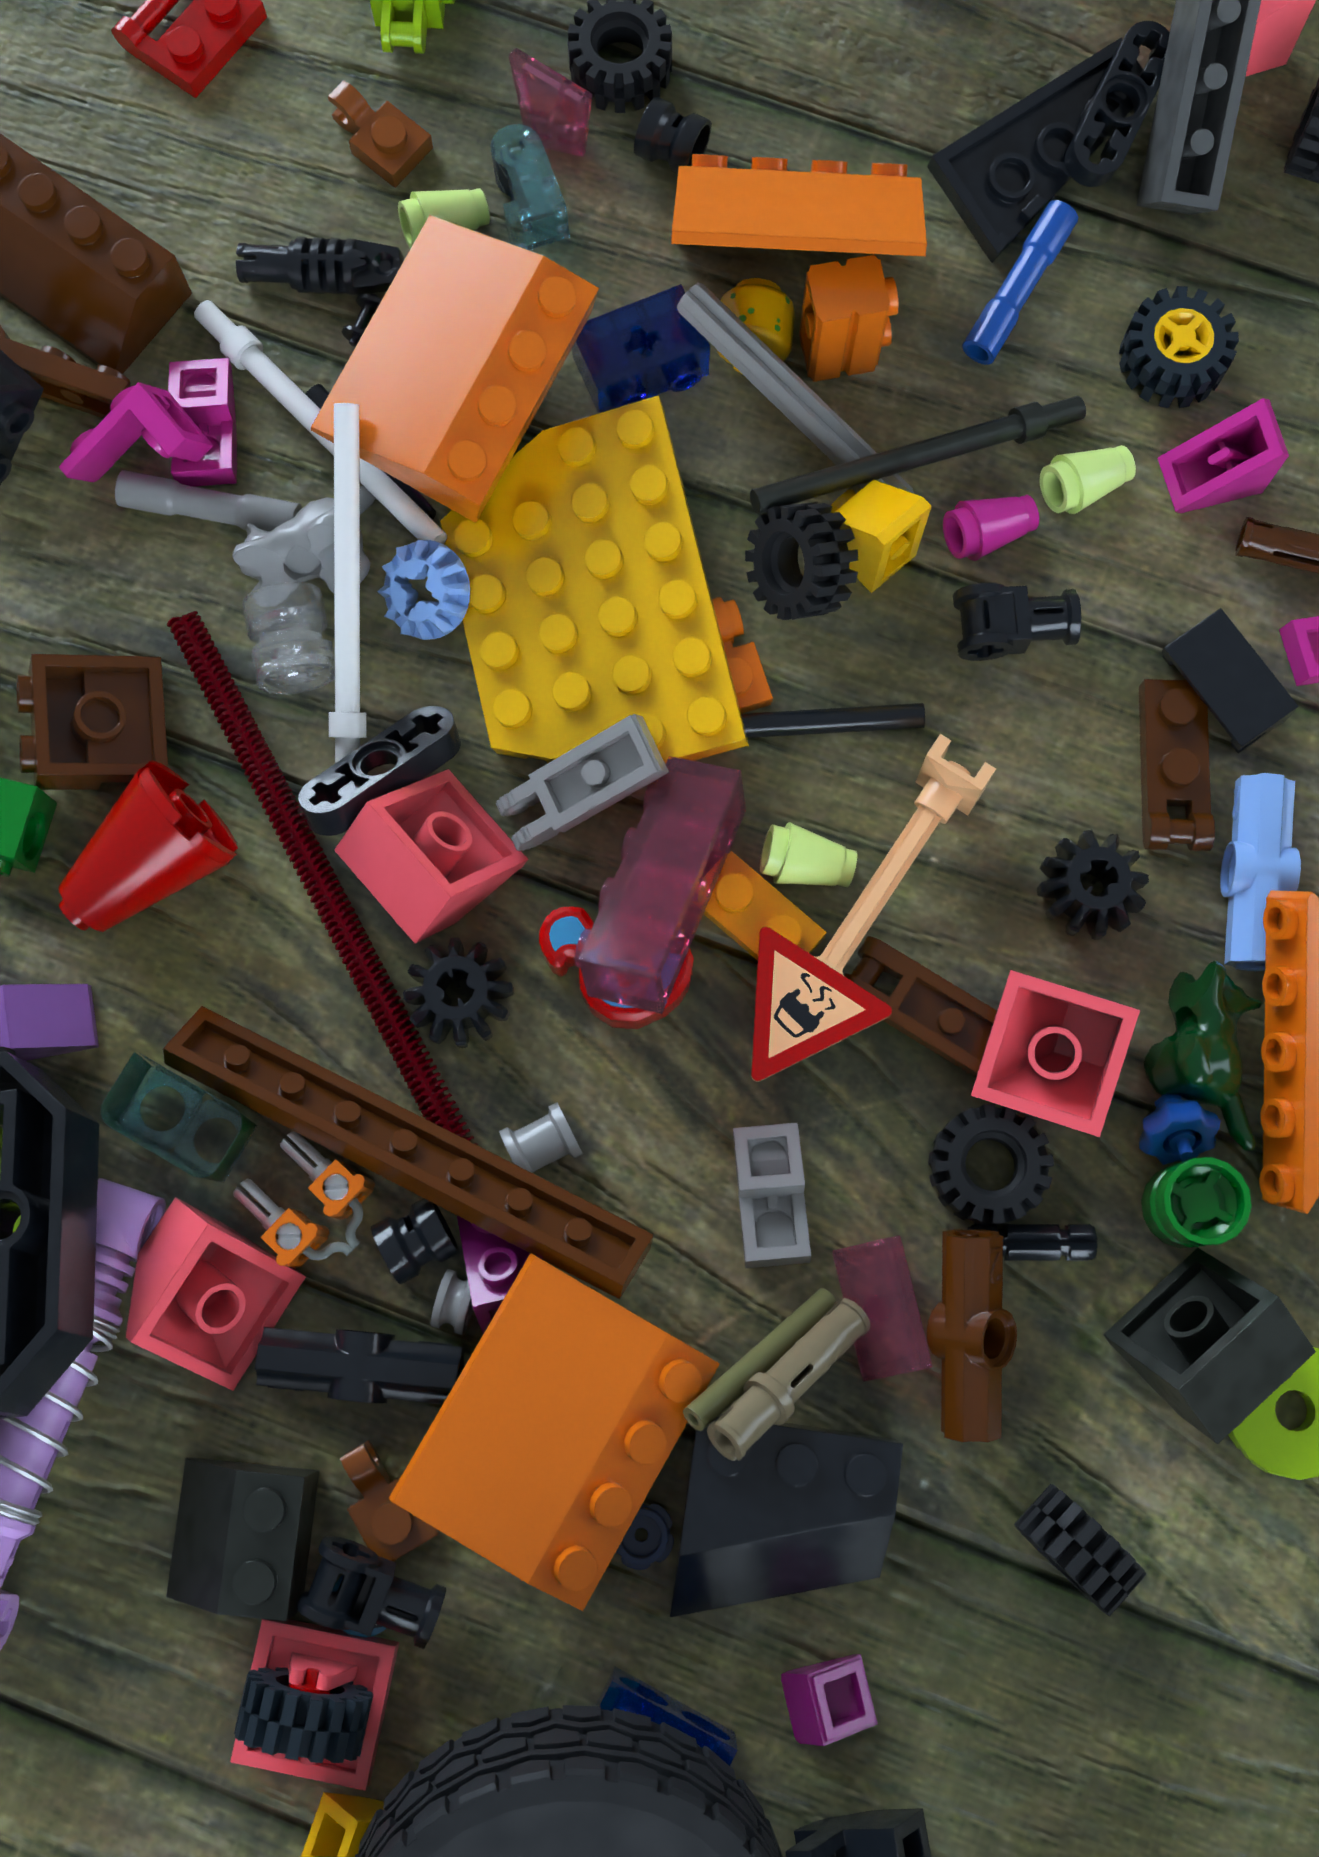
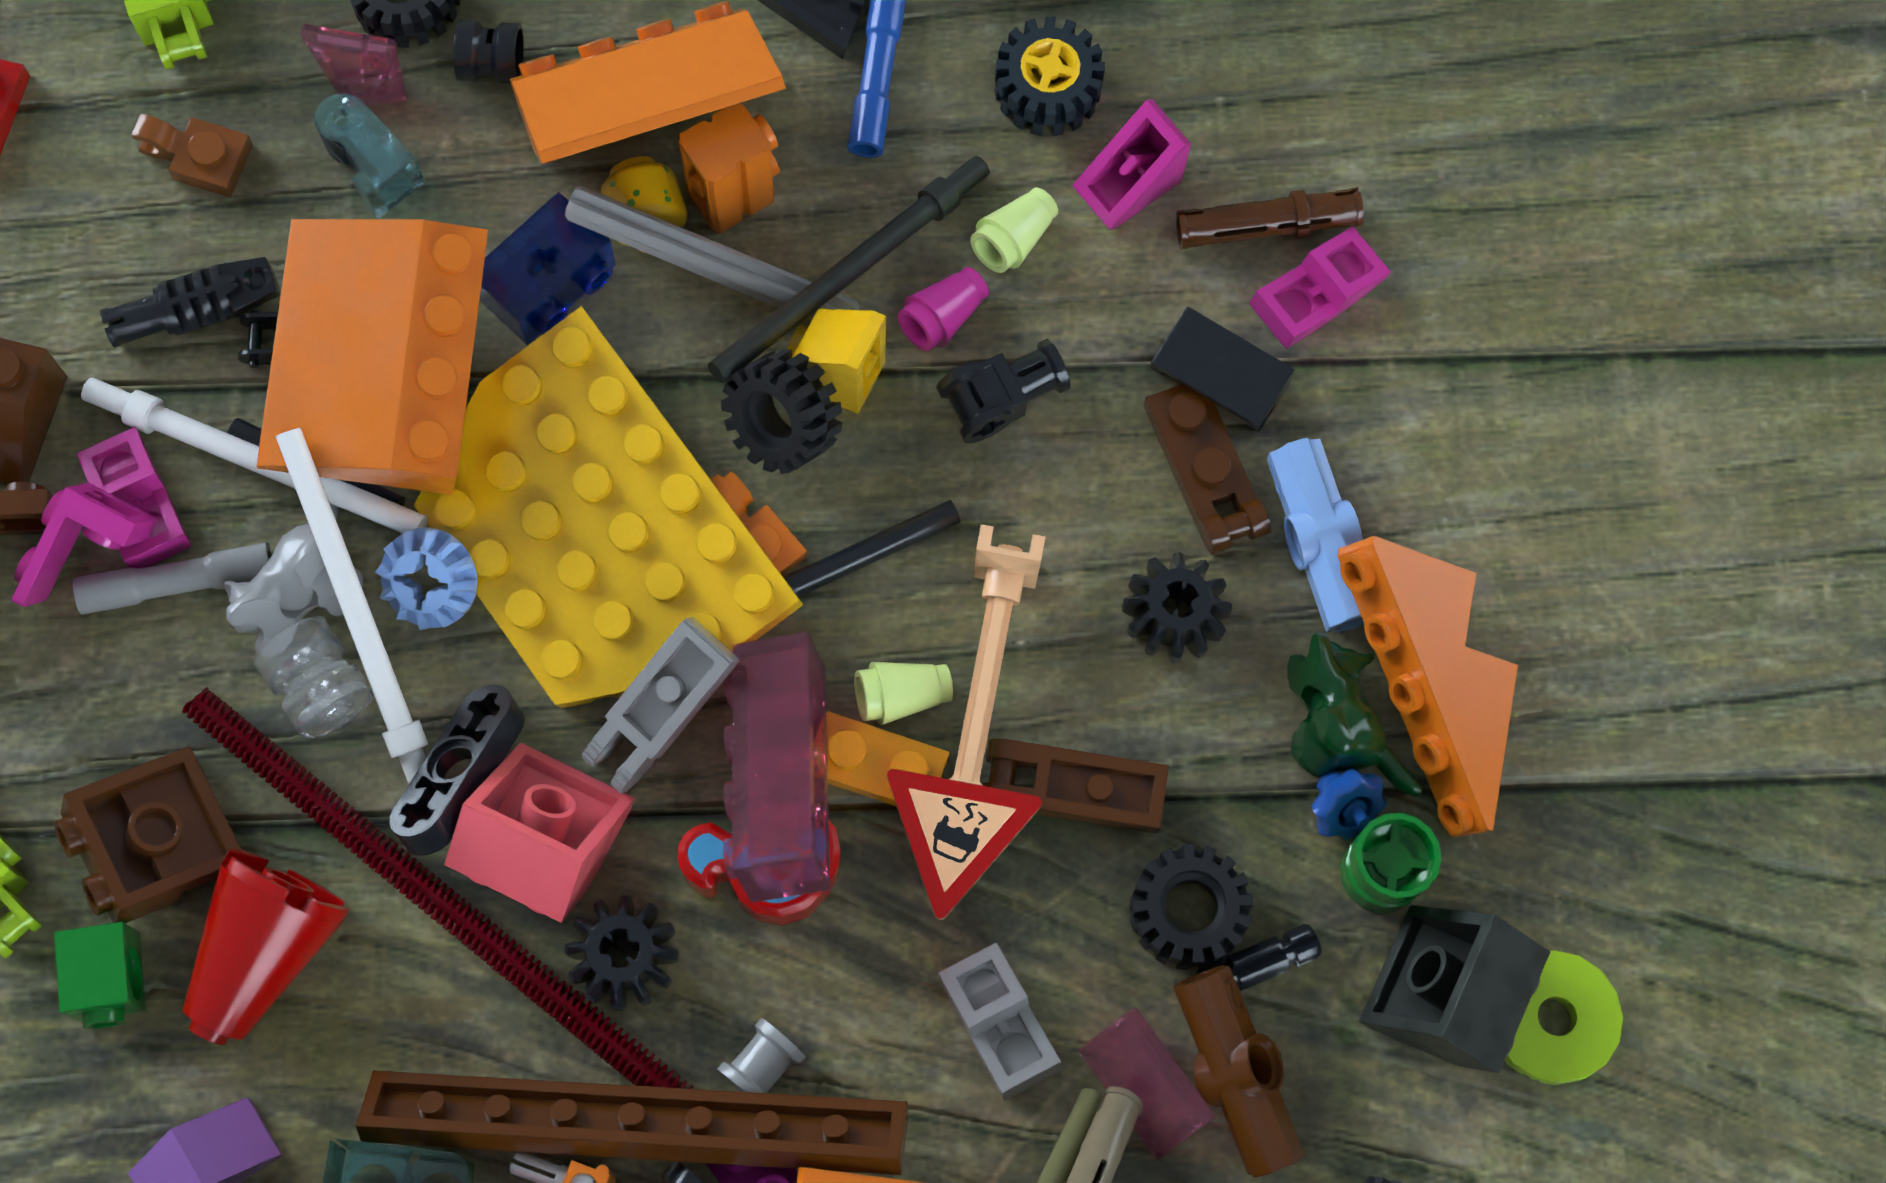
camera: 30 degrees left, 5 degrees down
(460, 207) = (301, 199): yellowish green cone -> none
(1055, 1053) = (1206, 777): coral slope -> none

